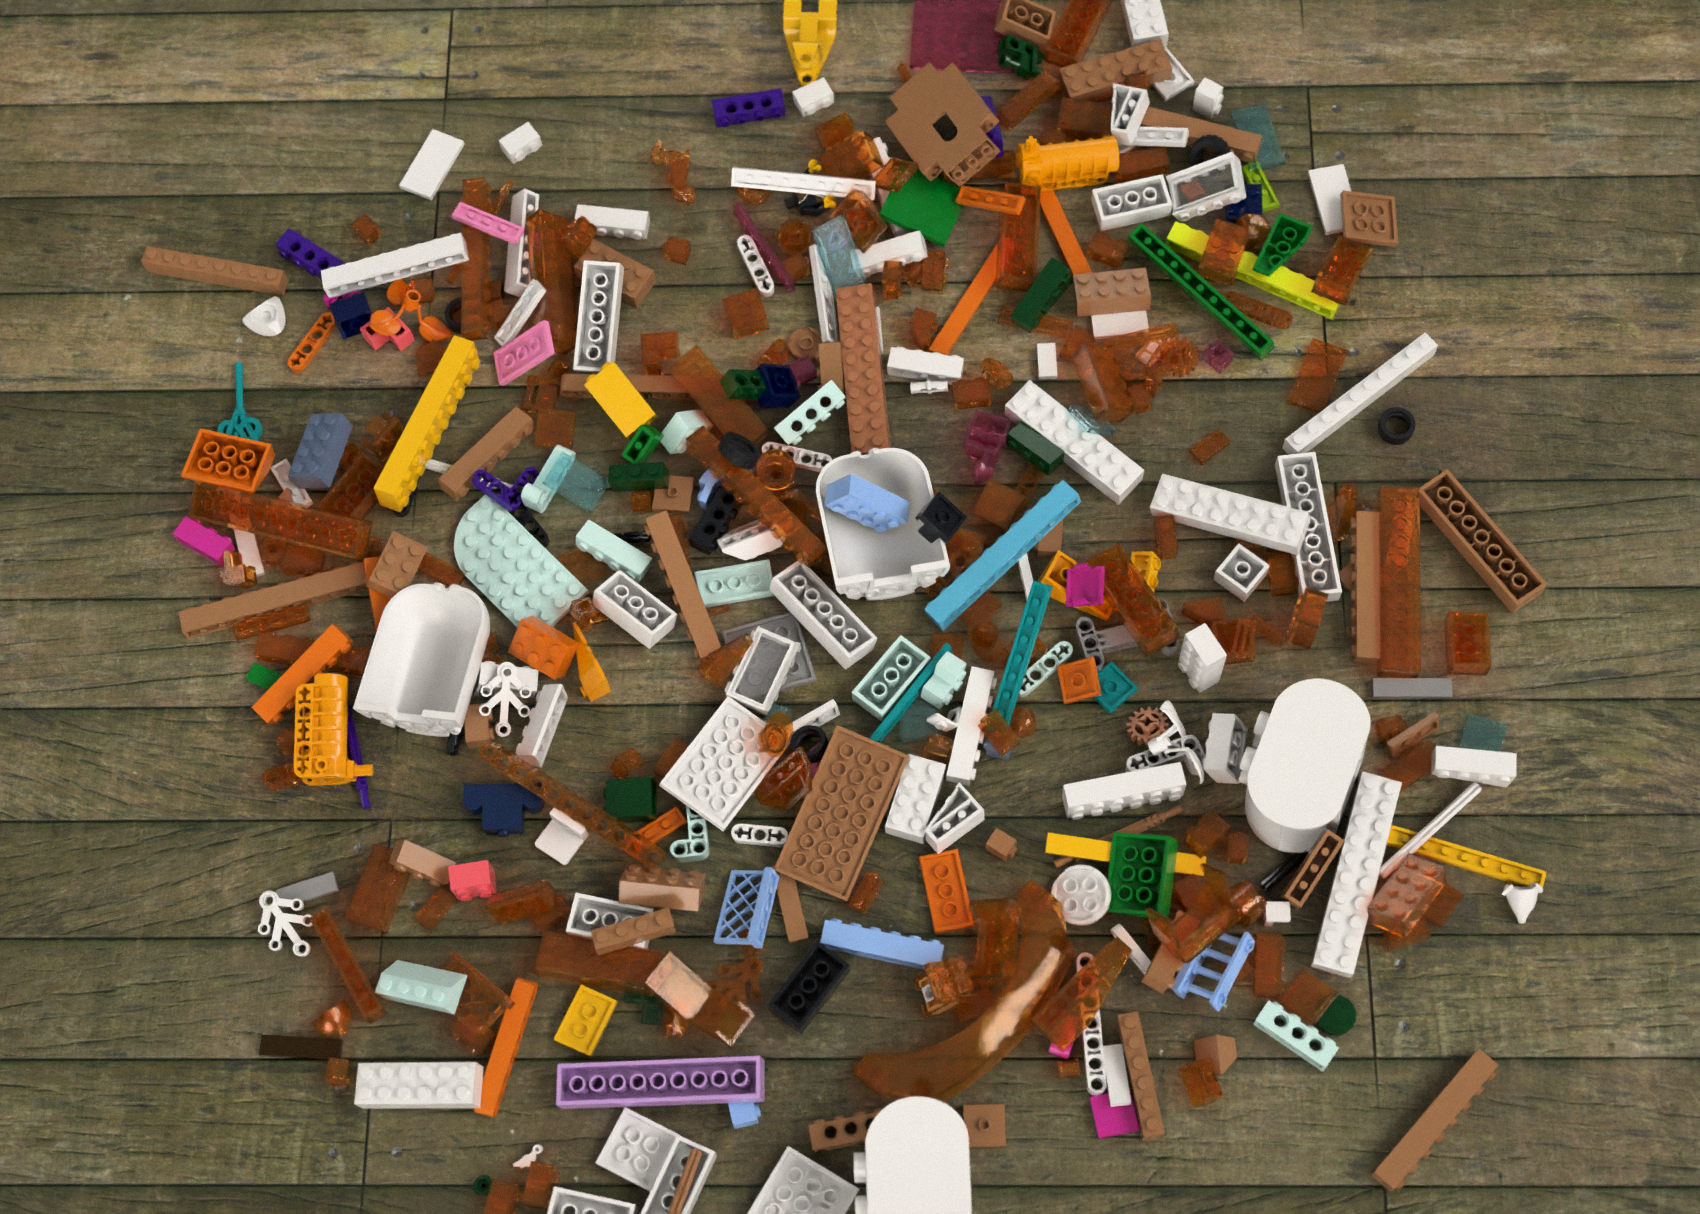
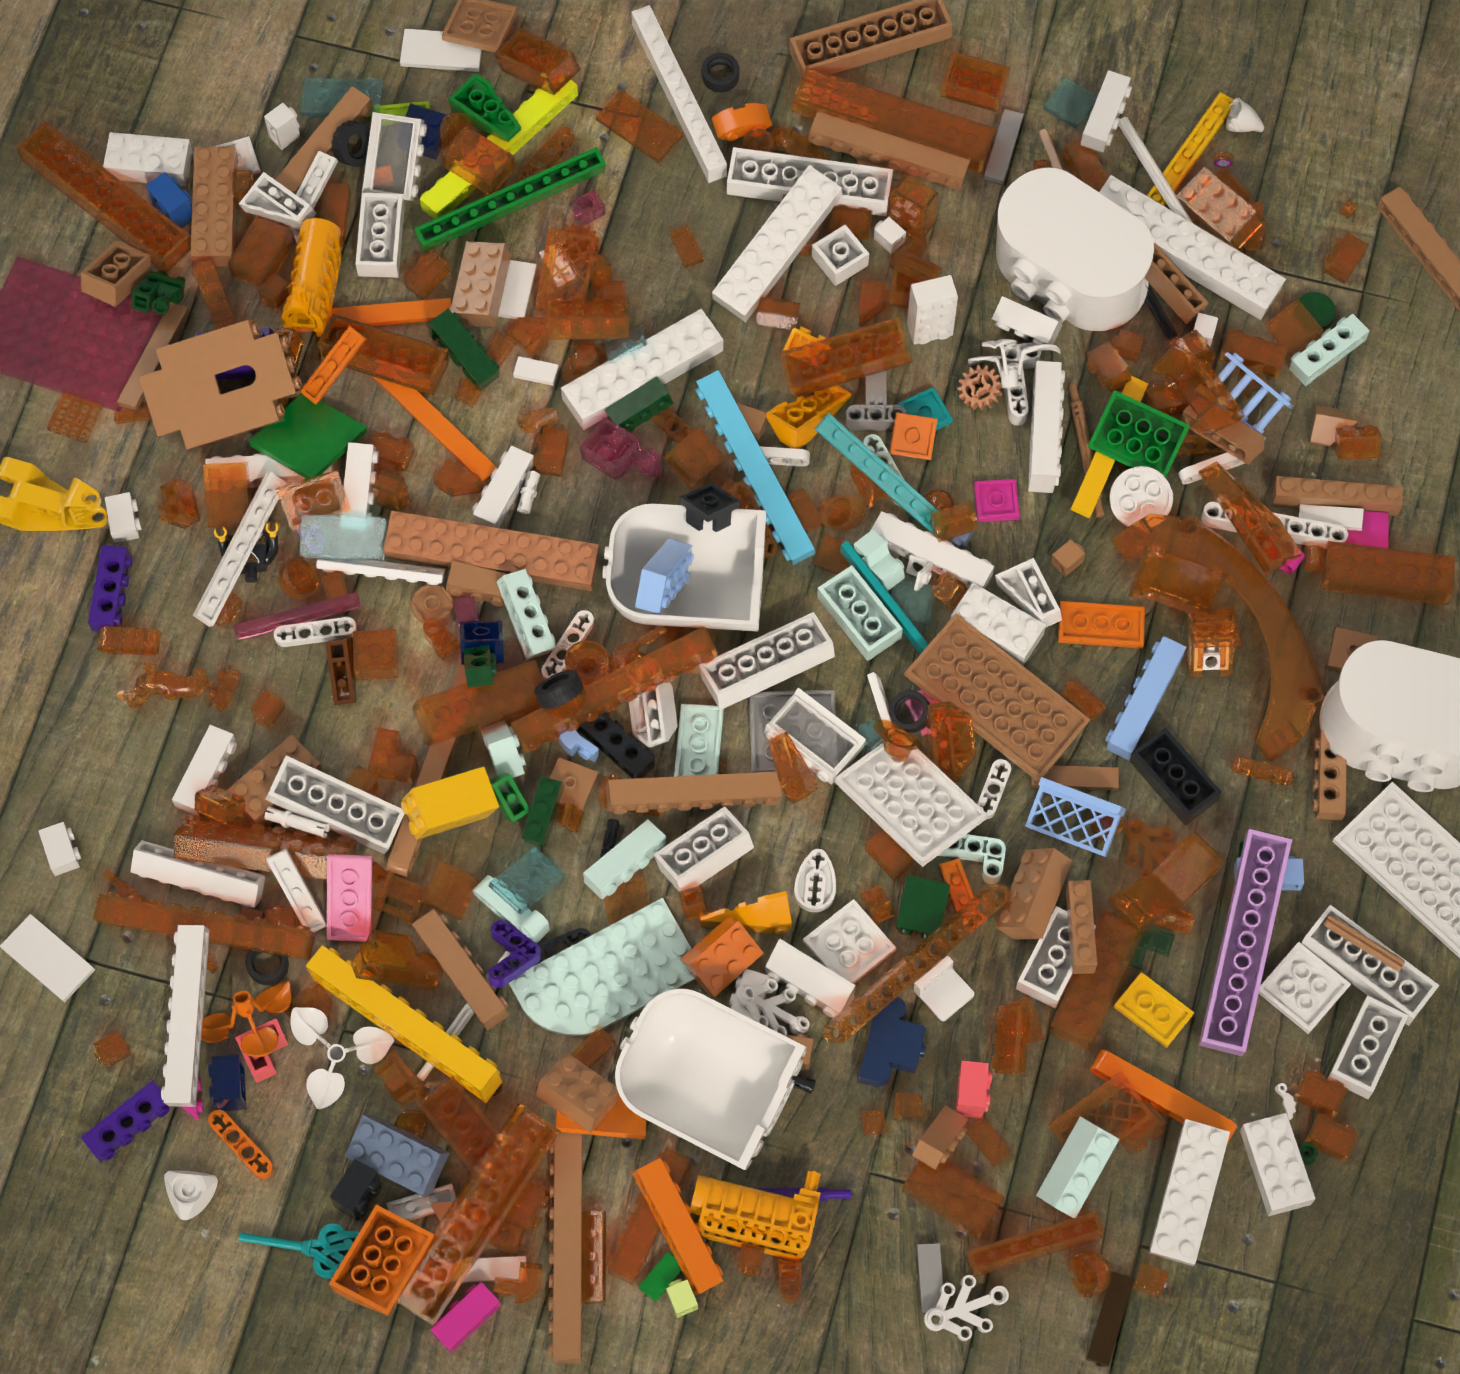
camera: 80 degrees left, 0 degrees up
(215, 271) = (103, 1241): medium nougat brick -> none
(249, 696) = (681, 1297): none -> yellowish green brick
(284, 429) = (356, 1190): none -> black brick
(371, 384) = (324, 1085): none -> white plant
(424, 287) = (220, 1001): clear orange brick -> none
(433, 810) = (873, 1122): none -> clear orange tile
(449, 831) = (907, 1105): none -> clear orange panel
(464, 1159) = (1277, 1164): none -> white brick
(476, 399) = (394, 960): none -> clear orange brick
(488, 223) = (168, 898): bright pink tile -> none
(574, 309) = (288, 819): none -> white pin
(584, 750) = (849, 943): none -> white plate
(631, 338) = (364, 780): none -> clear orange panel
(632, 699) = (826, 885): none -> white piece
(694, 214) = (220, 696): none -> clear orange hinge
(708, 135) = (129, 640): none -> clear orange beam
(732, 285) = (342, 670): none -> reddish brown slope
(839, 1067) = (1262, 771): none -> clear orange beam
(893, 38) = (74, 417): none -> clear orange tile
(895, 174) = (266, 450): clear orange tile -> none
(977, 75) = (163, 336): none -> medium nougat tile
(1042, 770) = (996, 500): none -> dark pink tile
(1067, 393) = (582, 360): none -> clear orange piece
(1073, 1141) = (1388, 573): none -> clear orange brick
(1085, 585) = (819, 394): dark pink piece -> none
(1106, 37) = (170, 199): none -> blue brick
(1279, 610) = (889, 235): none -> white brick
(1333, 475) = (759, 140): none -> clear orange hair
(1353, 461) = (736, 123): none -> orange brick
(1402, 1030) = (1345, 258): none -> clear orange brick
(1459, 1022) = (1348, 208): none -> clear orange bush
(1470, 890) = (1223, 159): none -> tile

